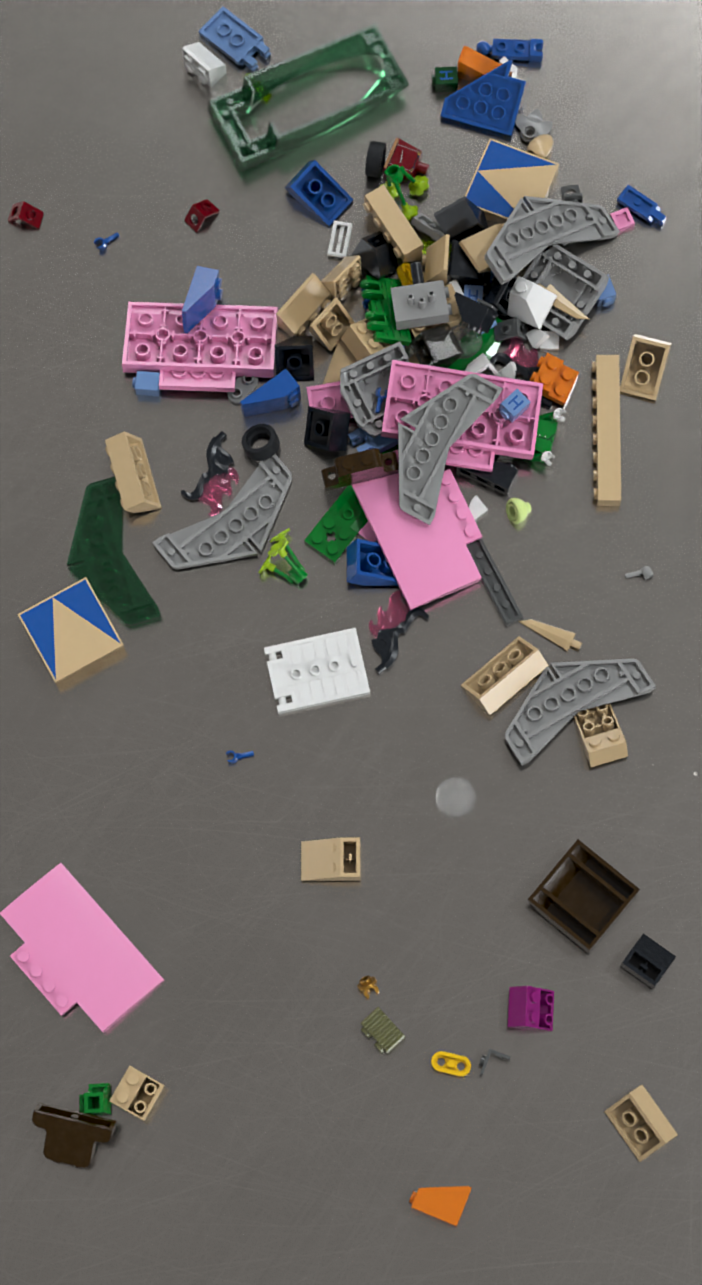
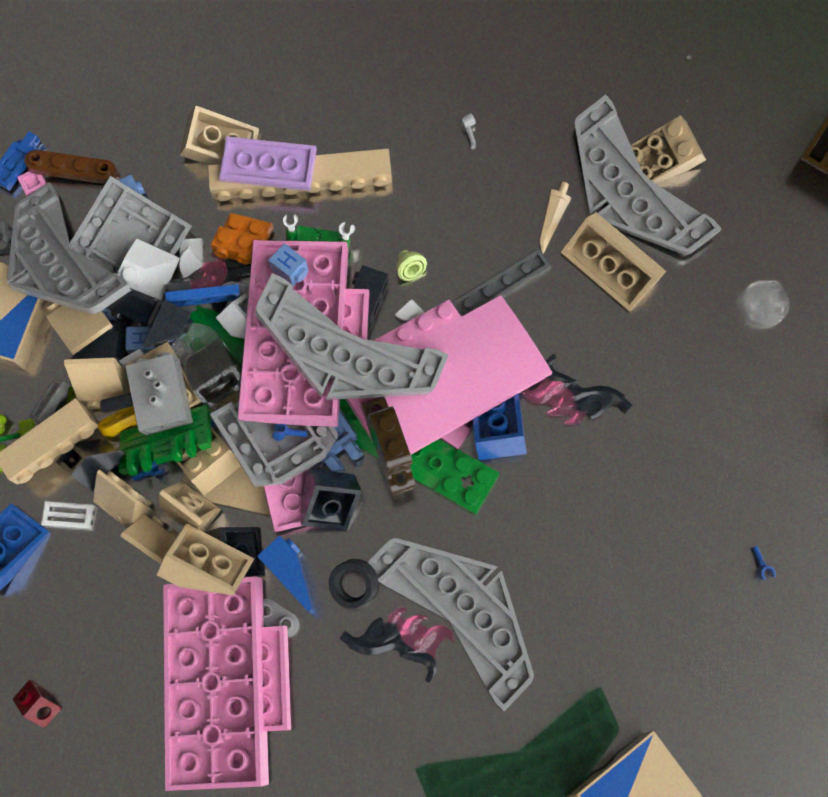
camera: 100 degrees left, 0 degrees up
(132, 473) = (413, 751): tan slope -> none
(146, 383) = (282, 748): medium blue brick -> none
(201, 297) = (156, 684): blue slope -> none
(283, 329) = (204, 563): none -> tan slope
(297, 572) = (503, 536): plant -> none
(317, 670) = (639, 480): white door -> none
(461, 219) = (40, 358): black slope -> none
(498, 342) = (203, 295): none -> blue tile
(564, 304) = (149, 228): tan bar -> none
(614, 401) = (268, 163): none -> lavender tile
(632, 249) = (70, 166): none -> reddish brown plate

